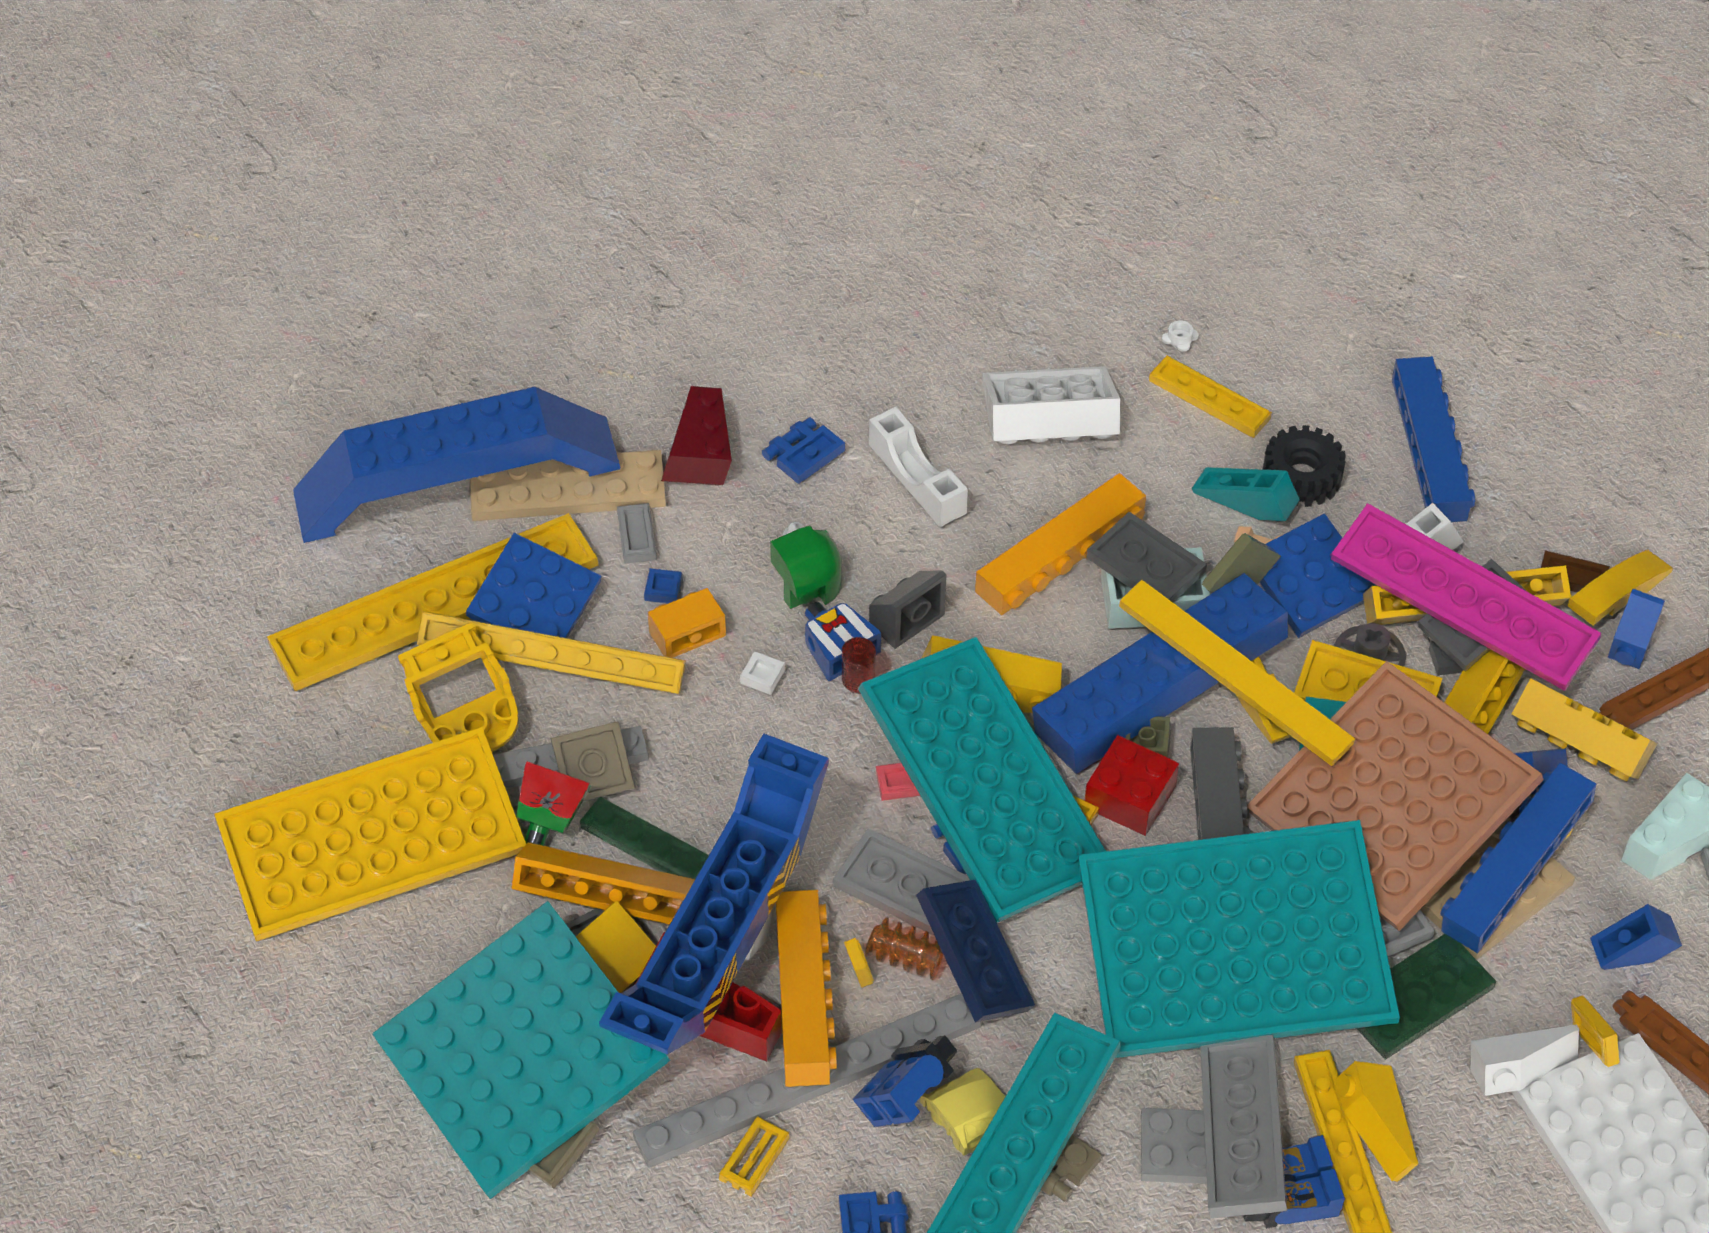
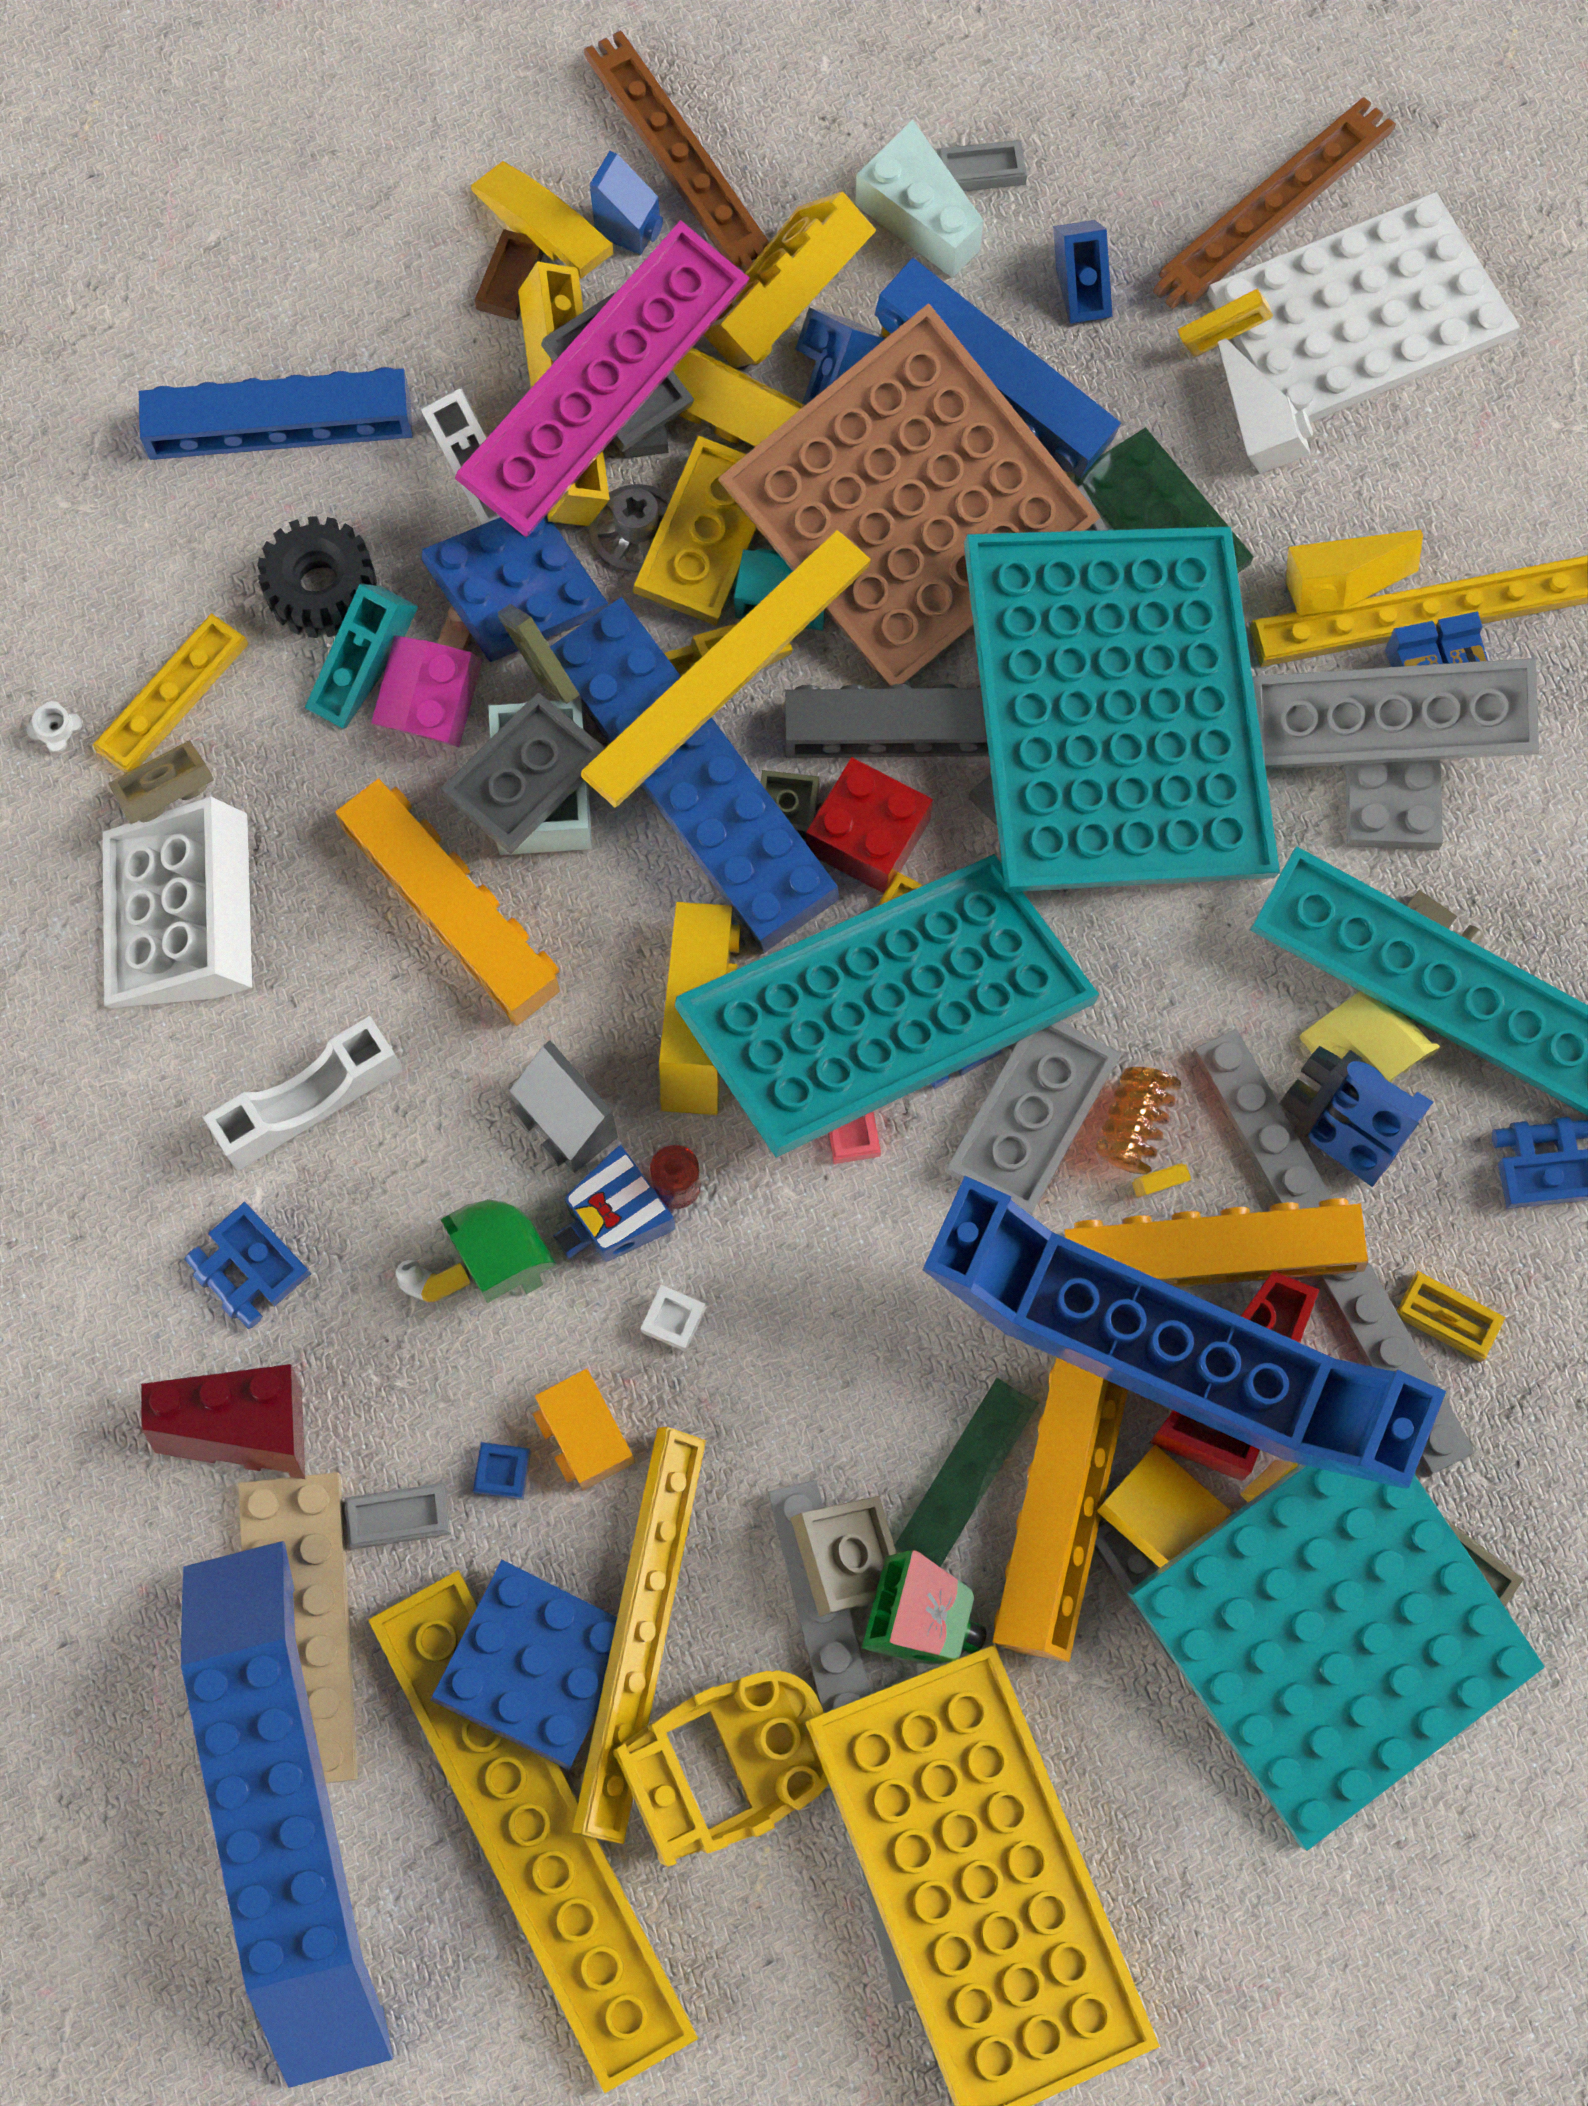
camera: 90 degrees left, 20 degrees up
(975, 950) = (1153, 1024): dark blue plate -> none
(1136, 383) = (161, 782): none -> dark tan plate
(1214, 526) = (427, 690): none -> dark pink slope

